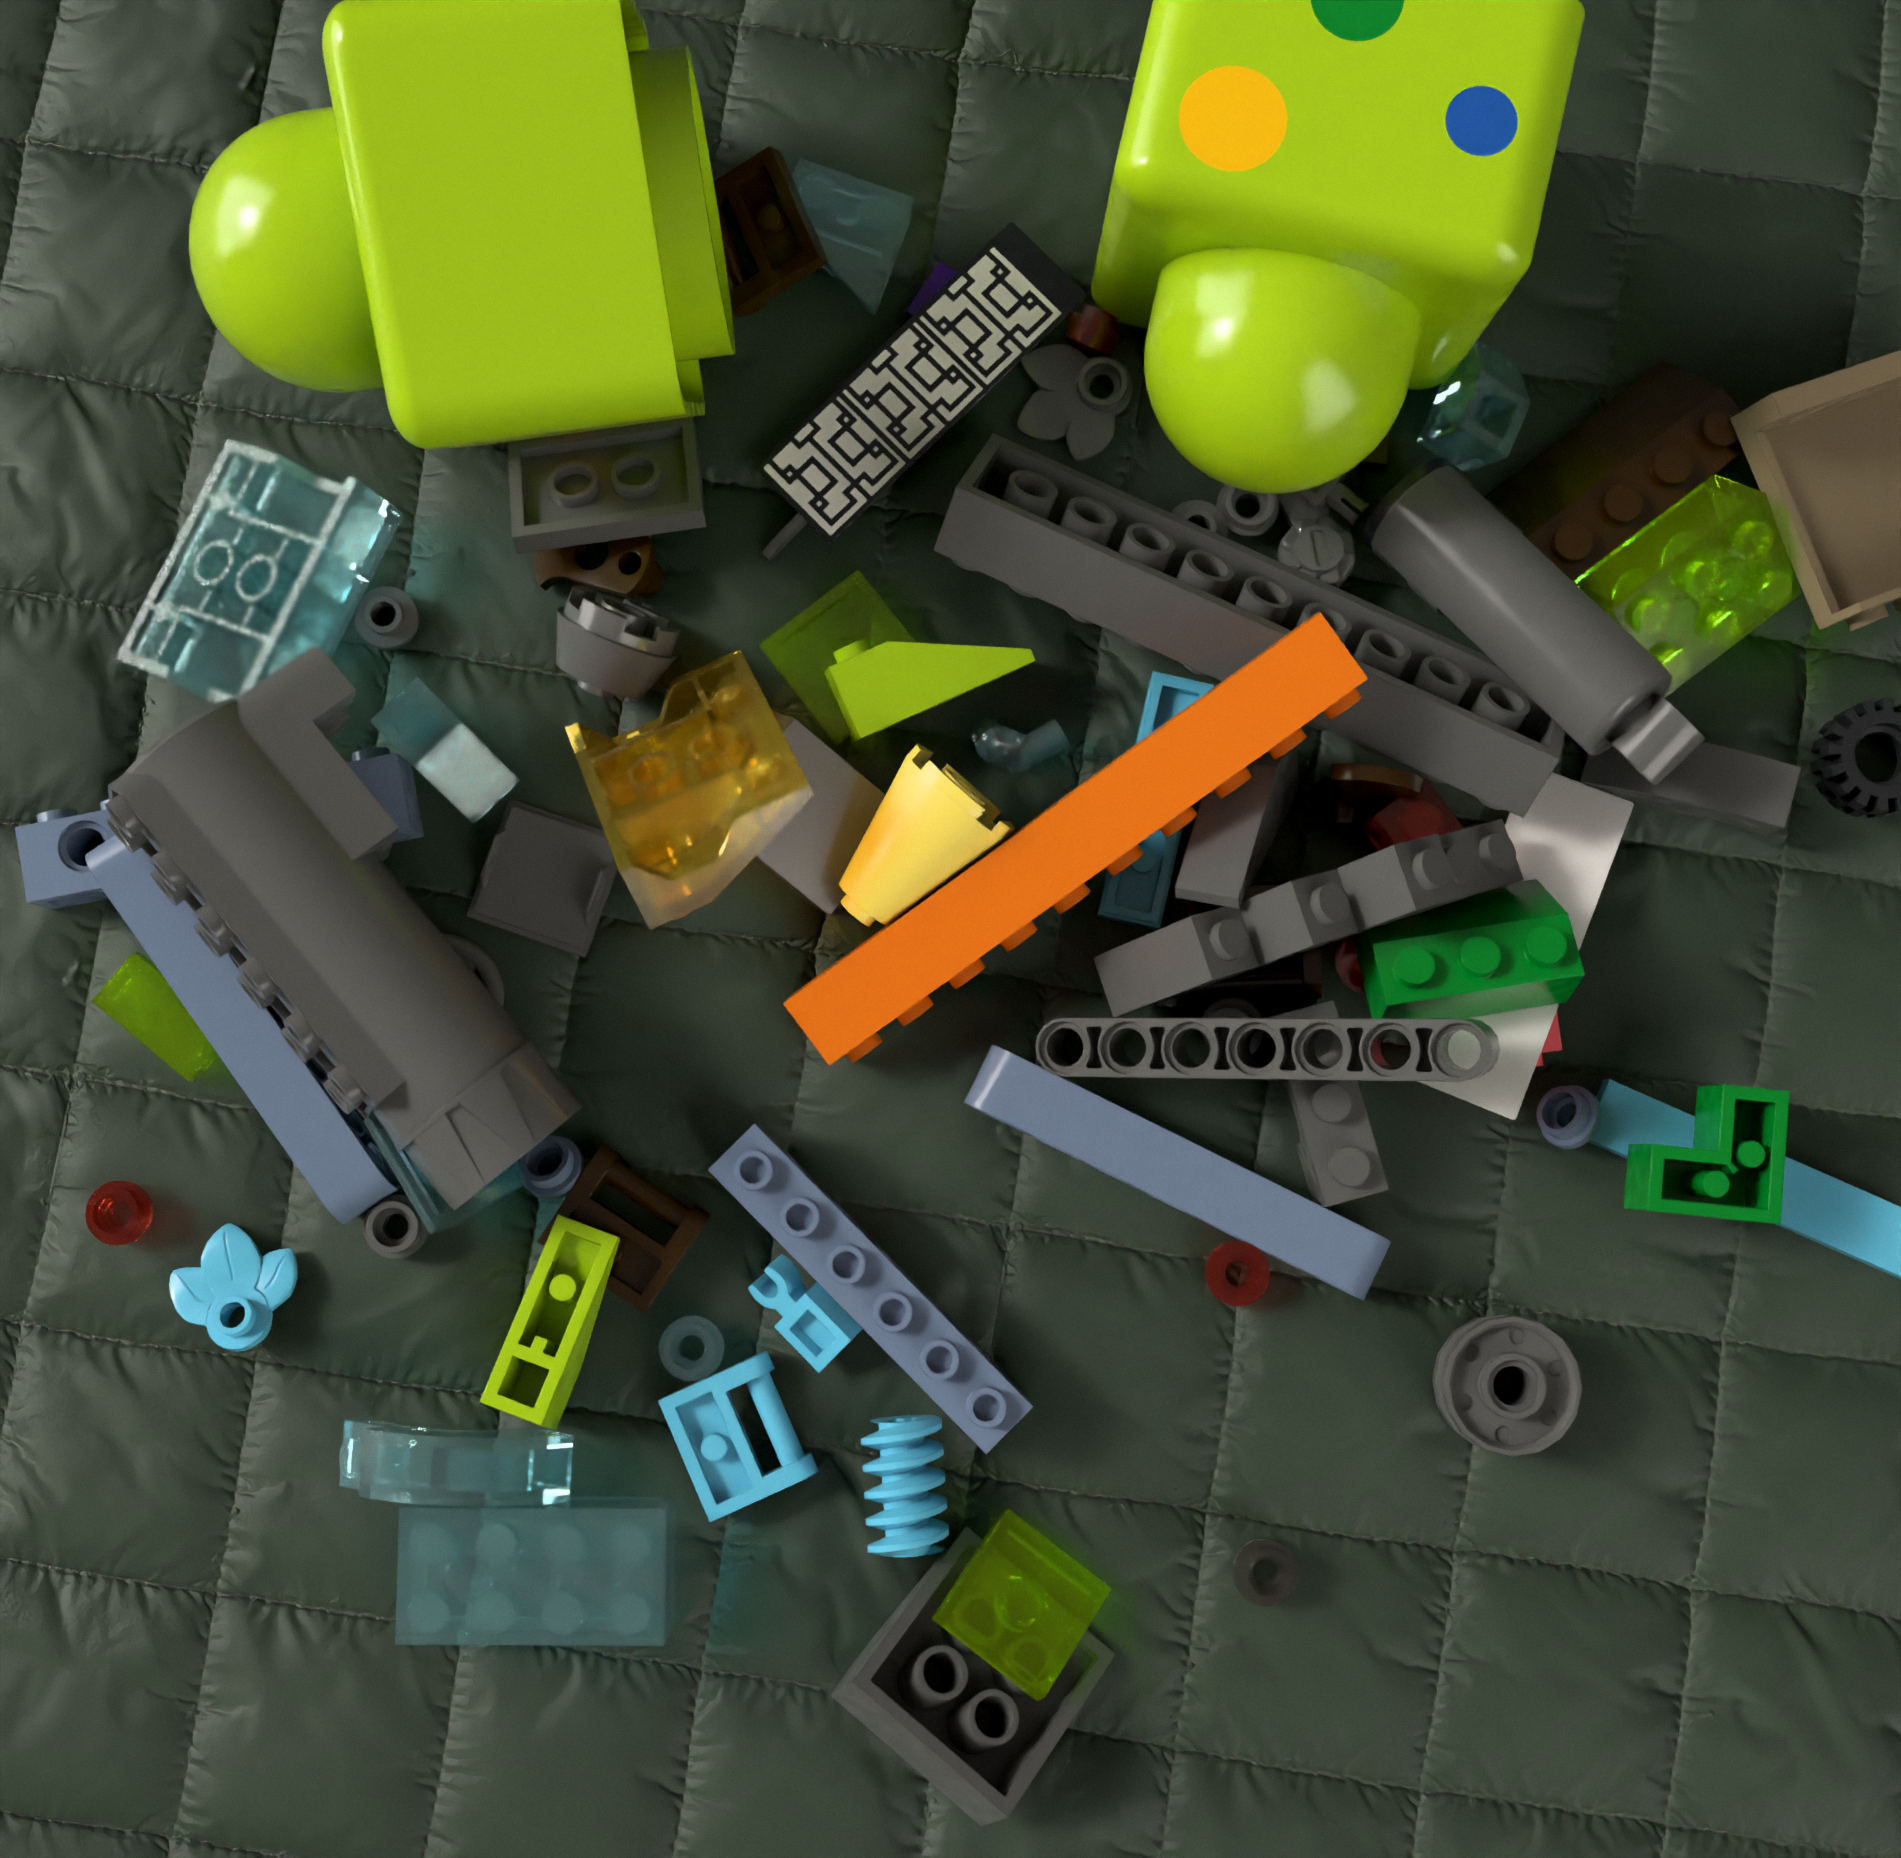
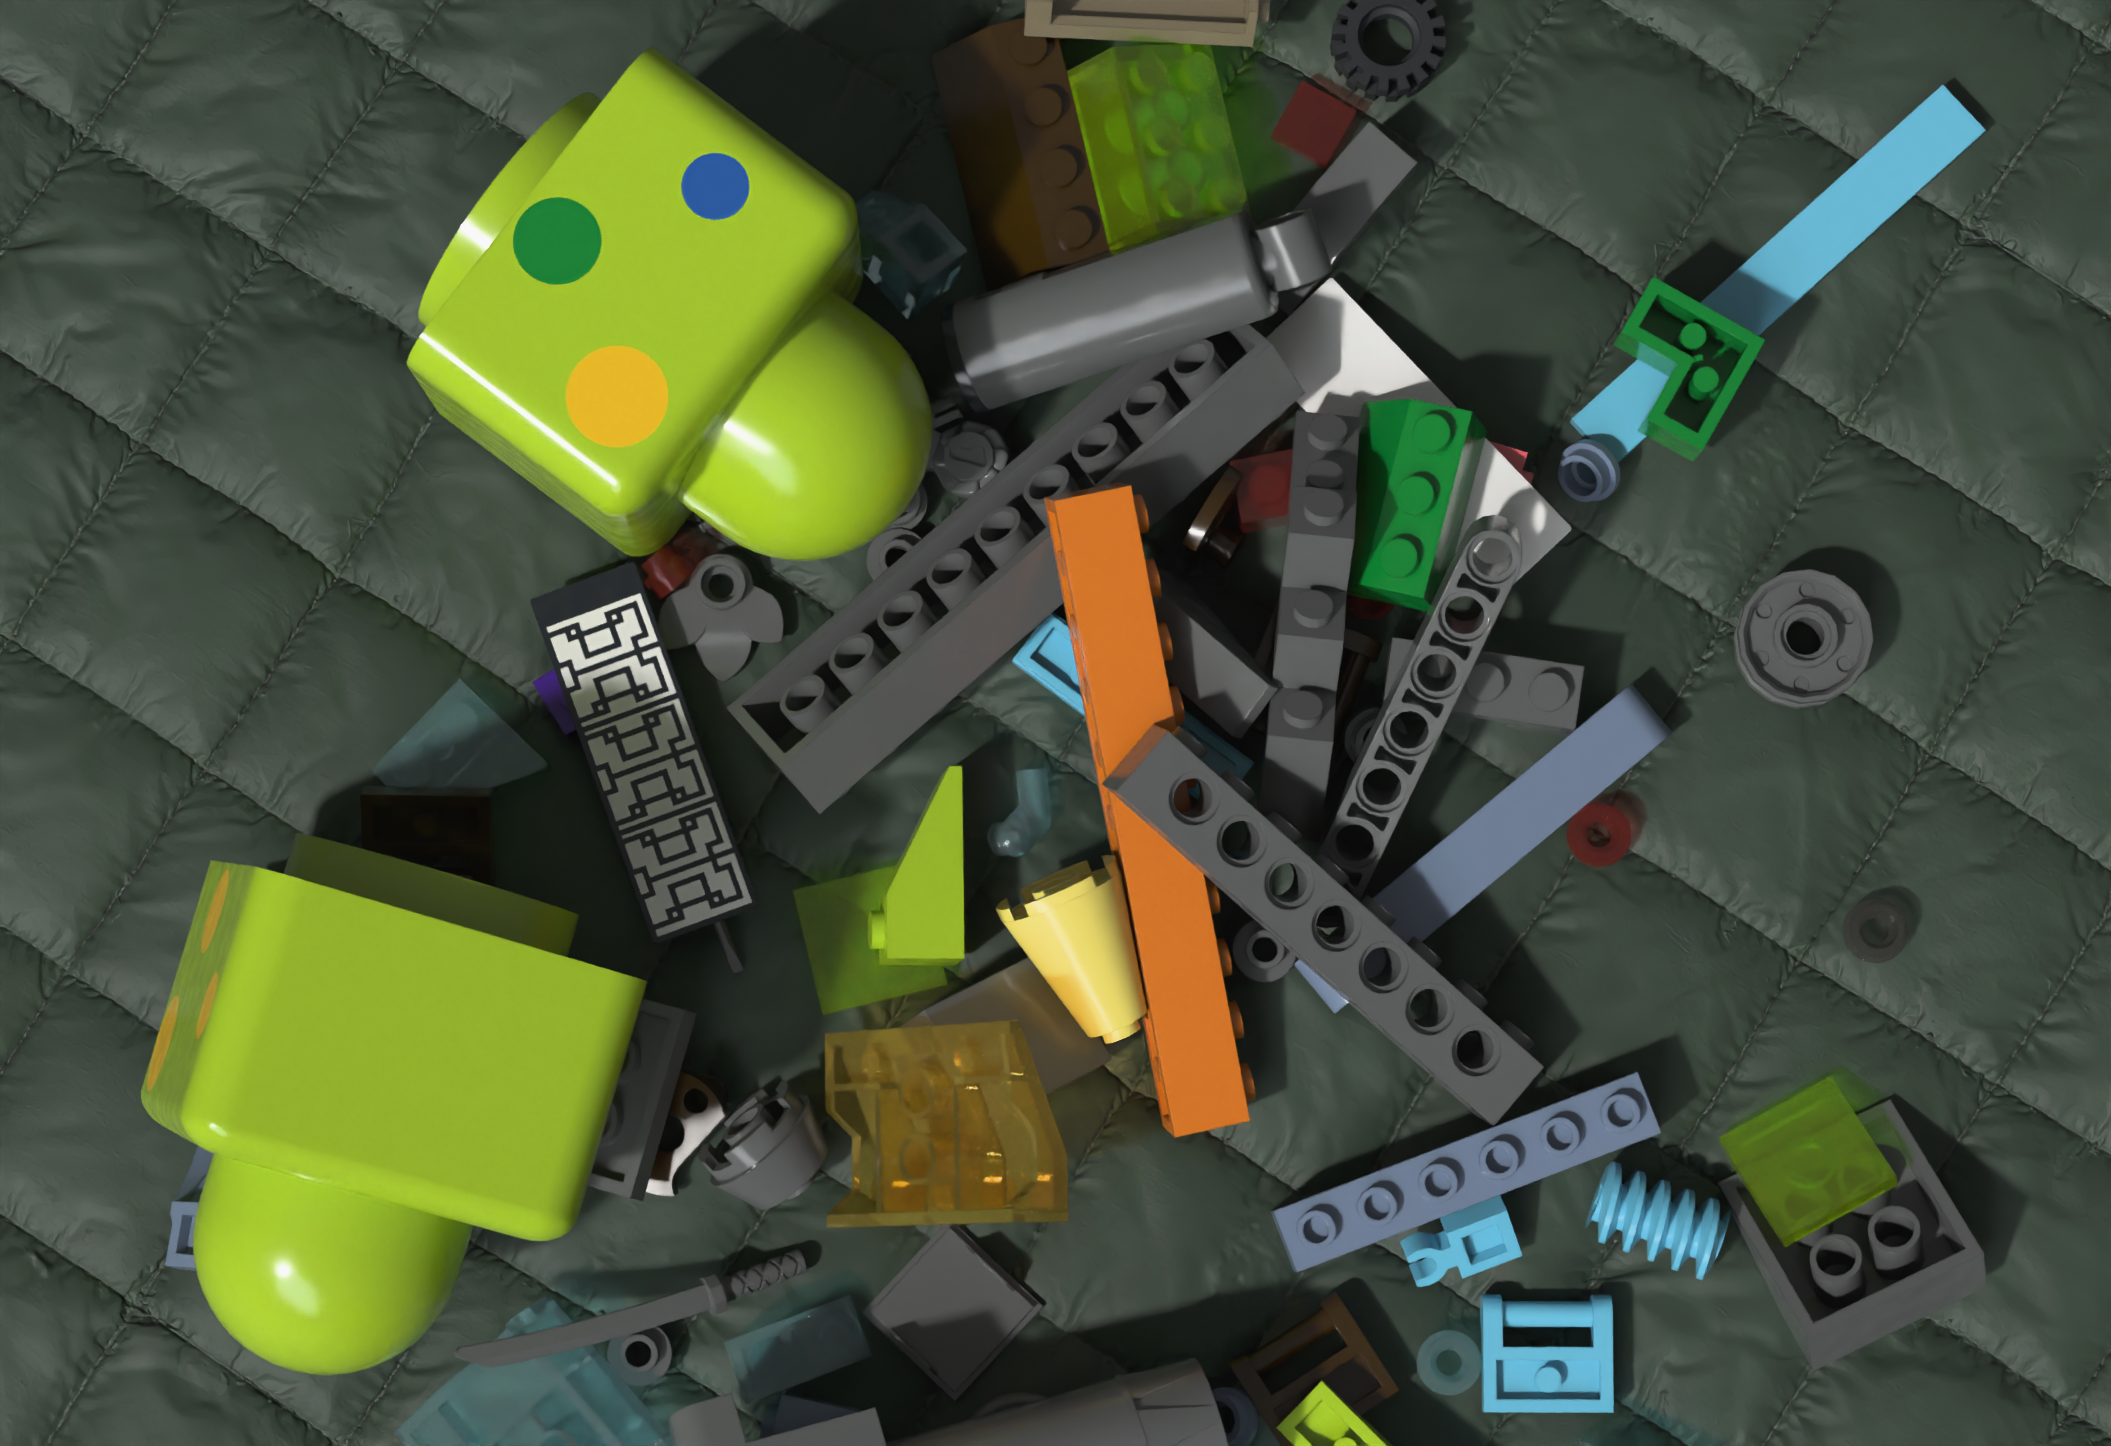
camera: 60 degrees left, 0 degrees up
(460, 651) = (709, 1295): none -> dark grey sword
(961, 1266) = (1483, 1082): none -> dark grey brick
(983, 1031) = (1249, 965): none -> dark grey plate
(1766, 725) = (1313, 124): none -> clear red tile

